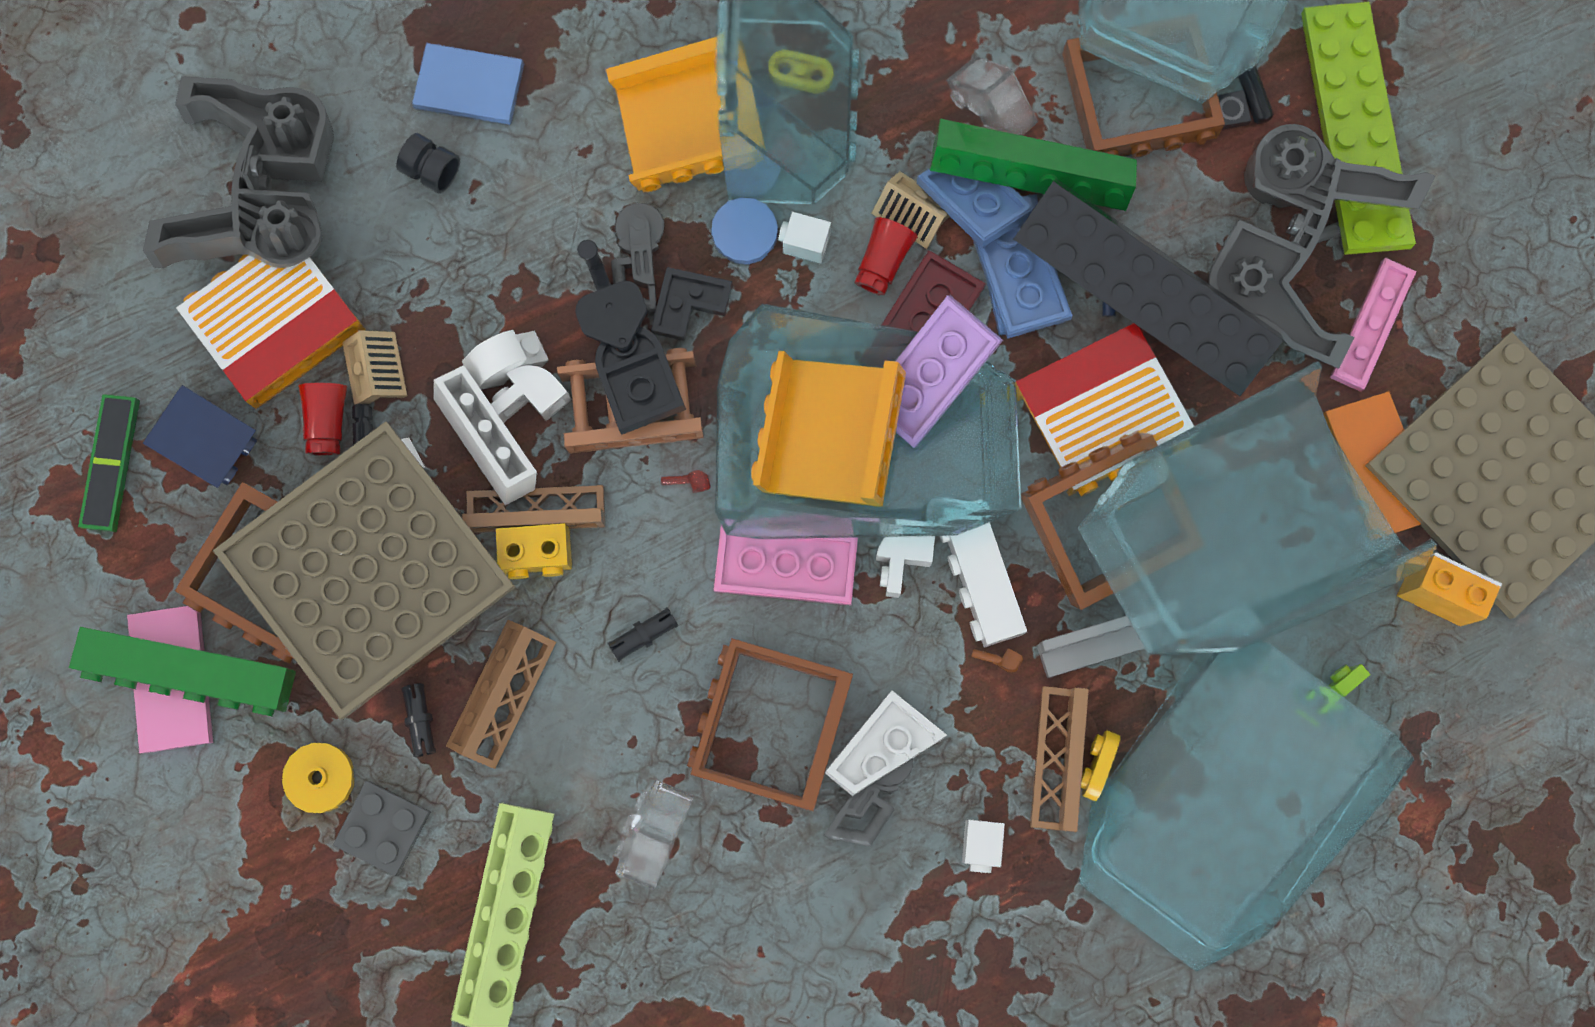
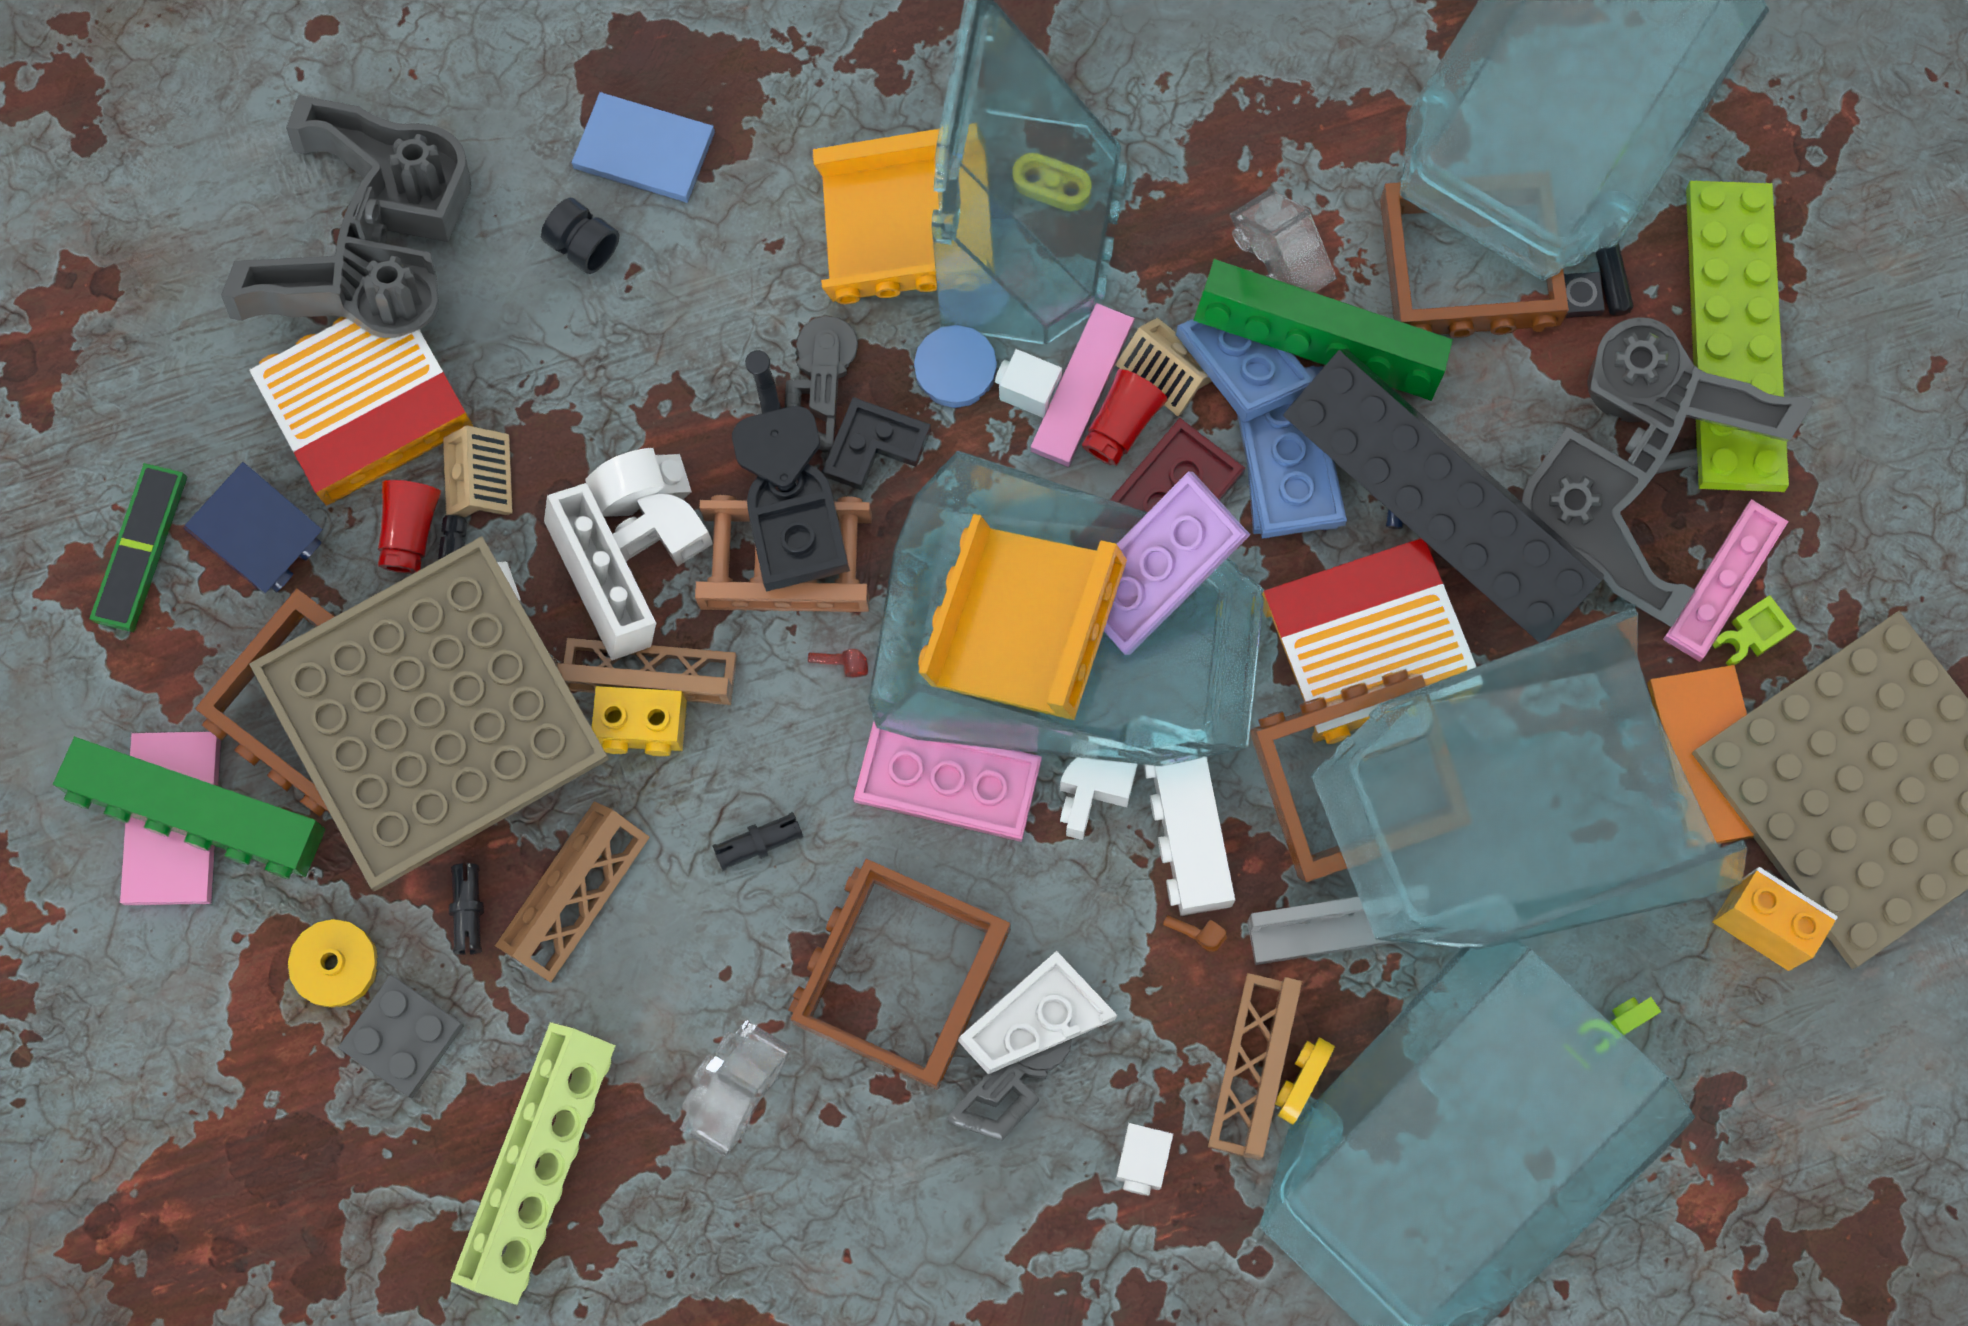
camera: 10 degrees right, 5 degrees down
(847, 233) = (1082, 385): none -> bright pink tile
(1404, 361) = (1757, 628): none -> lime plate

